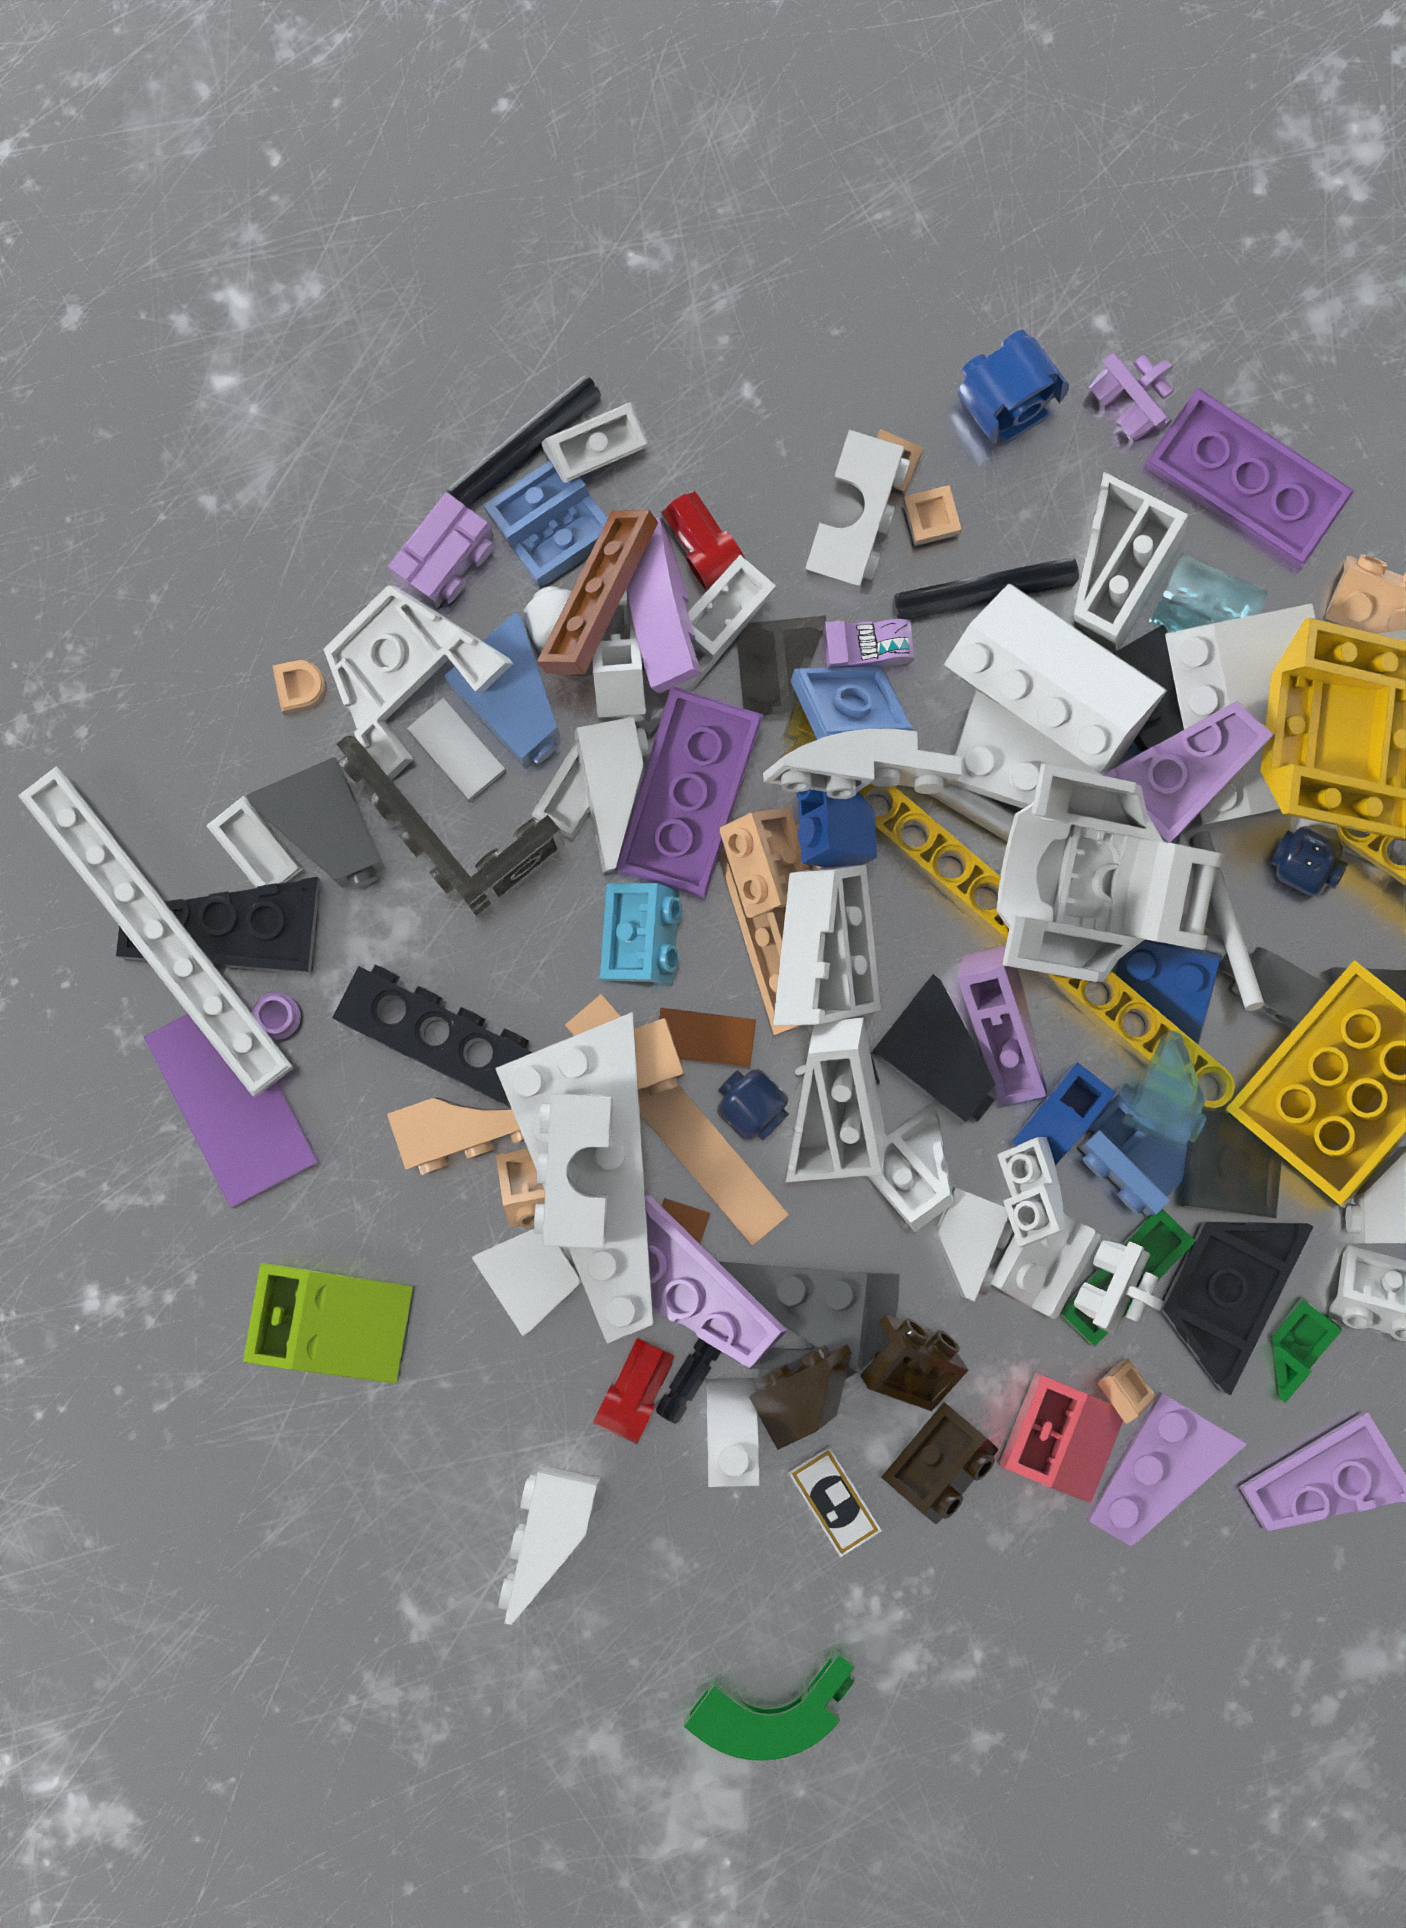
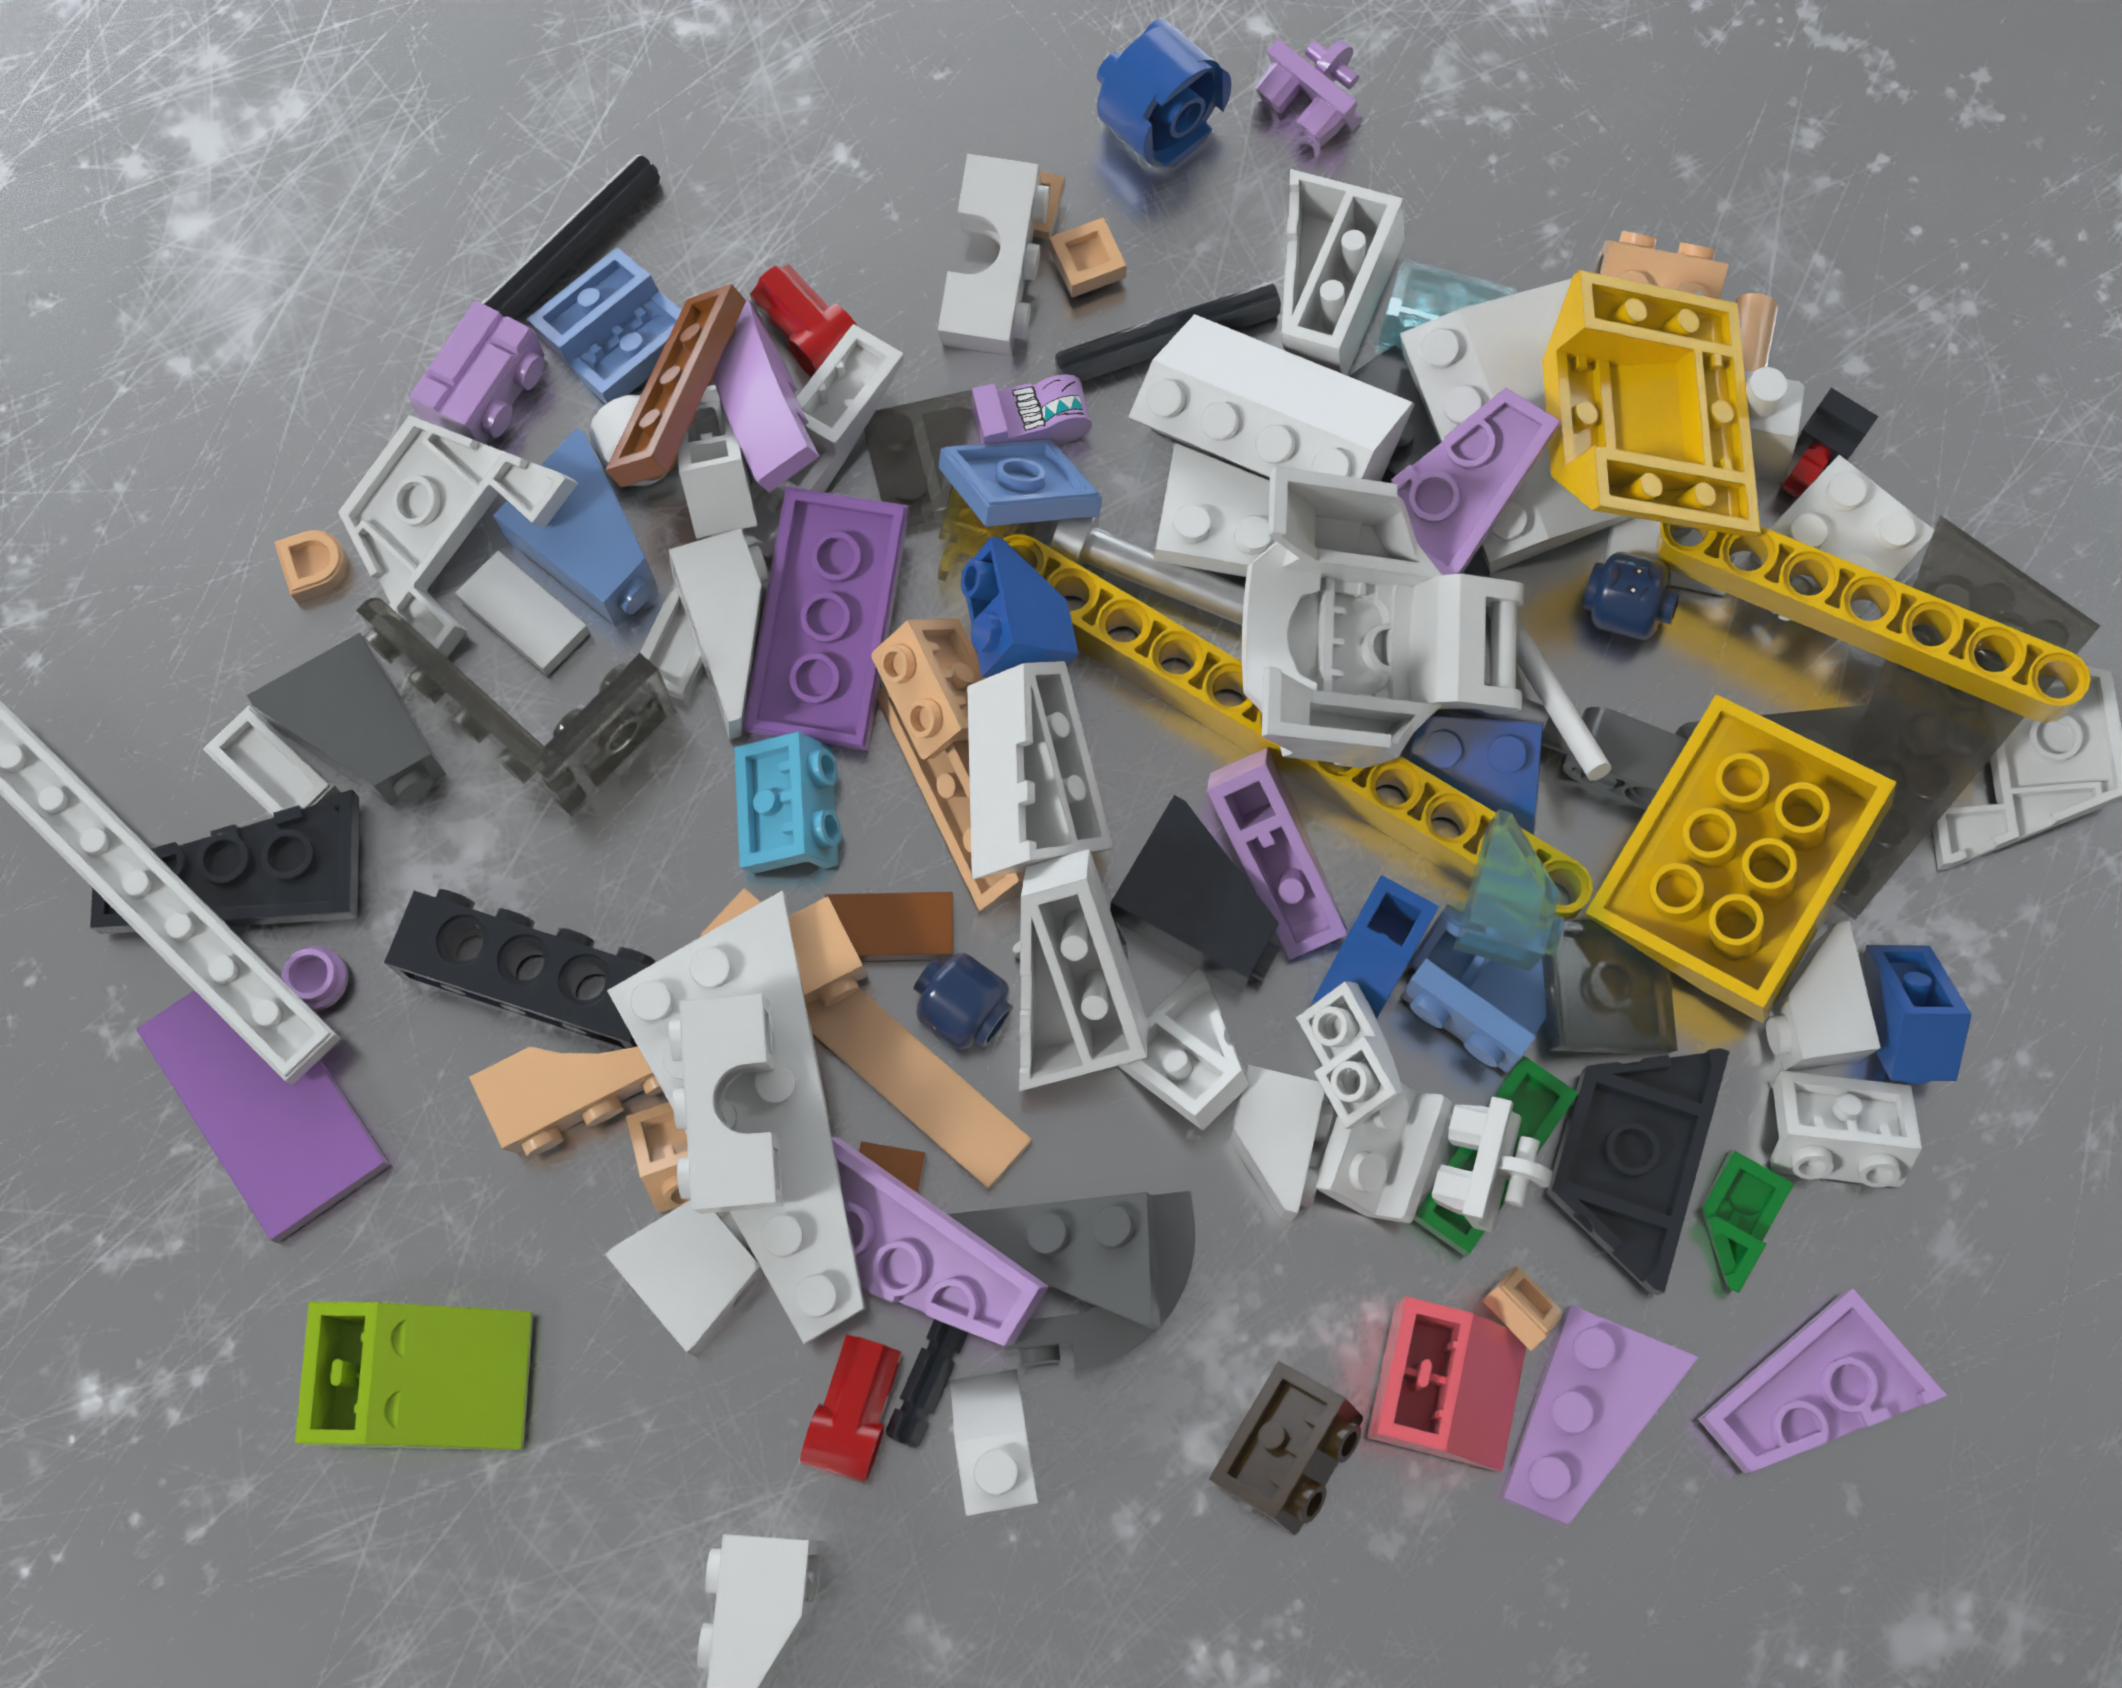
camera: 10 degrees left, 10 degrees down
(595, 443) = (657, 225): white slope -> none
(804, 1398) = (1086, 1375): dark brown slope -> none
(834, 1501) = (1150, 1524): tile -> none
(853, 759) = (1026, 527): white slope -> none
(915, 1364) = (1230, 1312): dark brown bracket -> none
(1248, 478) = (1468, 170): medium lavender tile -> none

